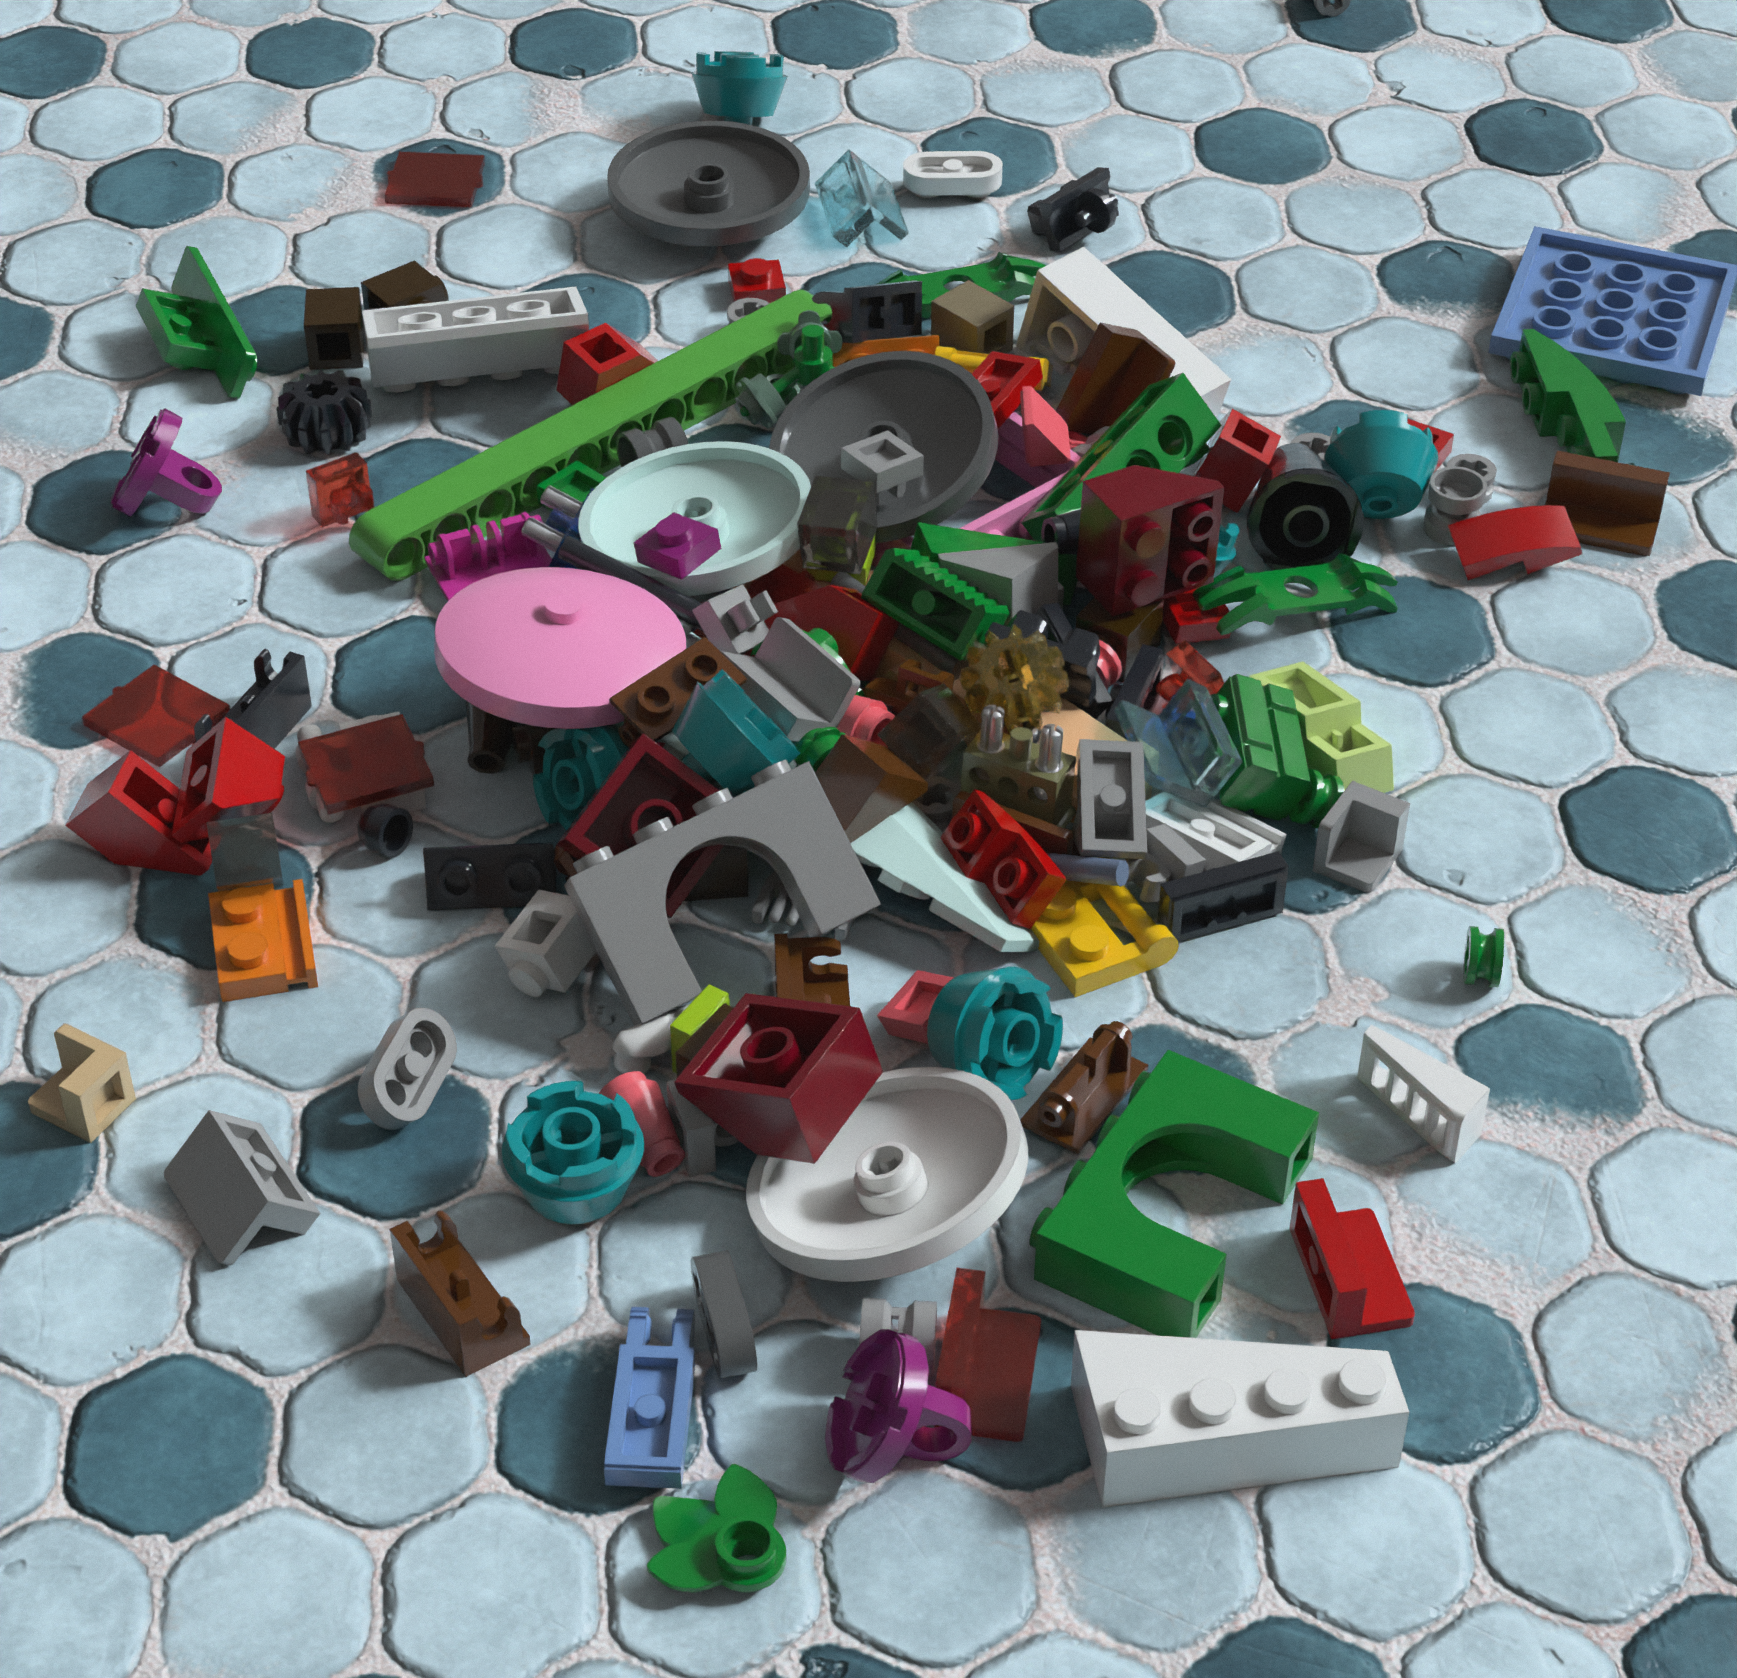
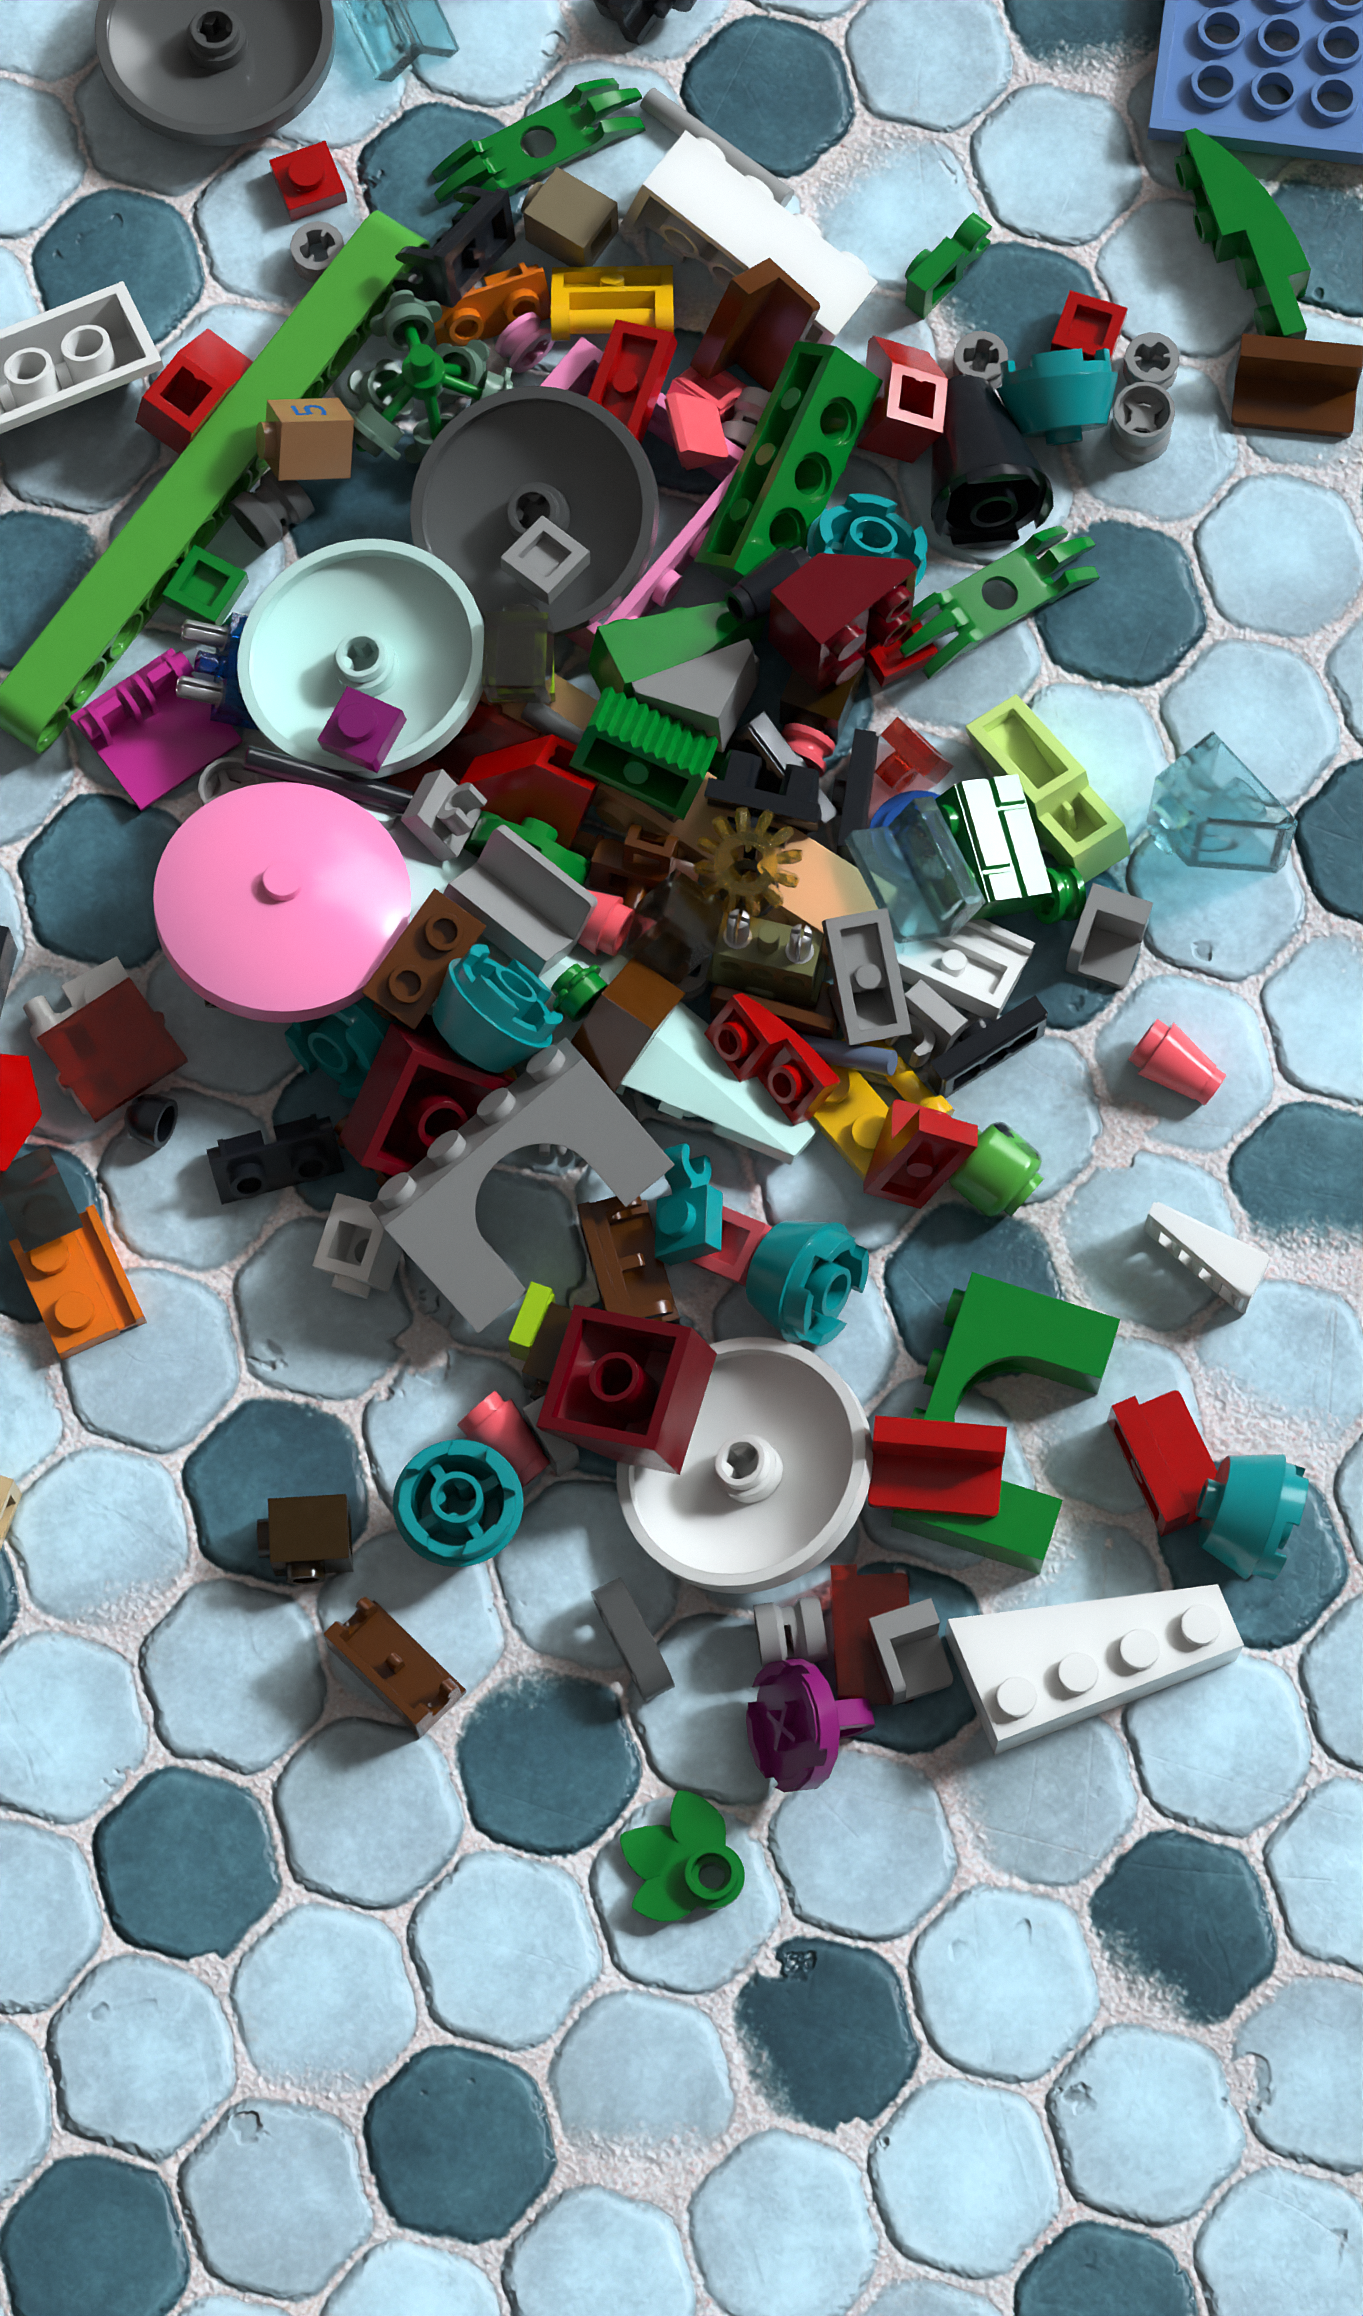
camera: 10 degrees left, 30 degrees up
(235, 1183) = (158, 1587): light grey panel -> none
(403, 1082) = (271, 1428): light grey plate -> none
(409, 1164) = (307, 1537): none -> dark brown brick
(642, 1041) = (477, 1350): white arm -> none
(651, 1405) = (594, 1744): medium blue hinge -> none
(696, 393) = (306, 439): none -> medium nougat brick
(888, 973) = (692, 1216): none -> teal plate
(1026, 1370) = (910, 1651): none -> light grey panel
(1086, 1089) = (899, 1311): reddish brown hinge -> none
(1094, 1185) = (937, 1466): none -> red panel
(1133, 950) = (917, 1153): none -> red slope
(1210, 987) = (999, 1171): none -> bright green head
(1286, 393) = (939, 271): none -> green plate
(1413, 941) = (1176, 1062): none -> coral cone
(1435, 1300) = (1251, 1512): none -> teal cone
(1483, 956) = (1244, 1069): green bush -> none
(1488, 750) = (1218, 812): none -> clear light blue slope
(1505, 537) = (1210, 462): red slope -> none

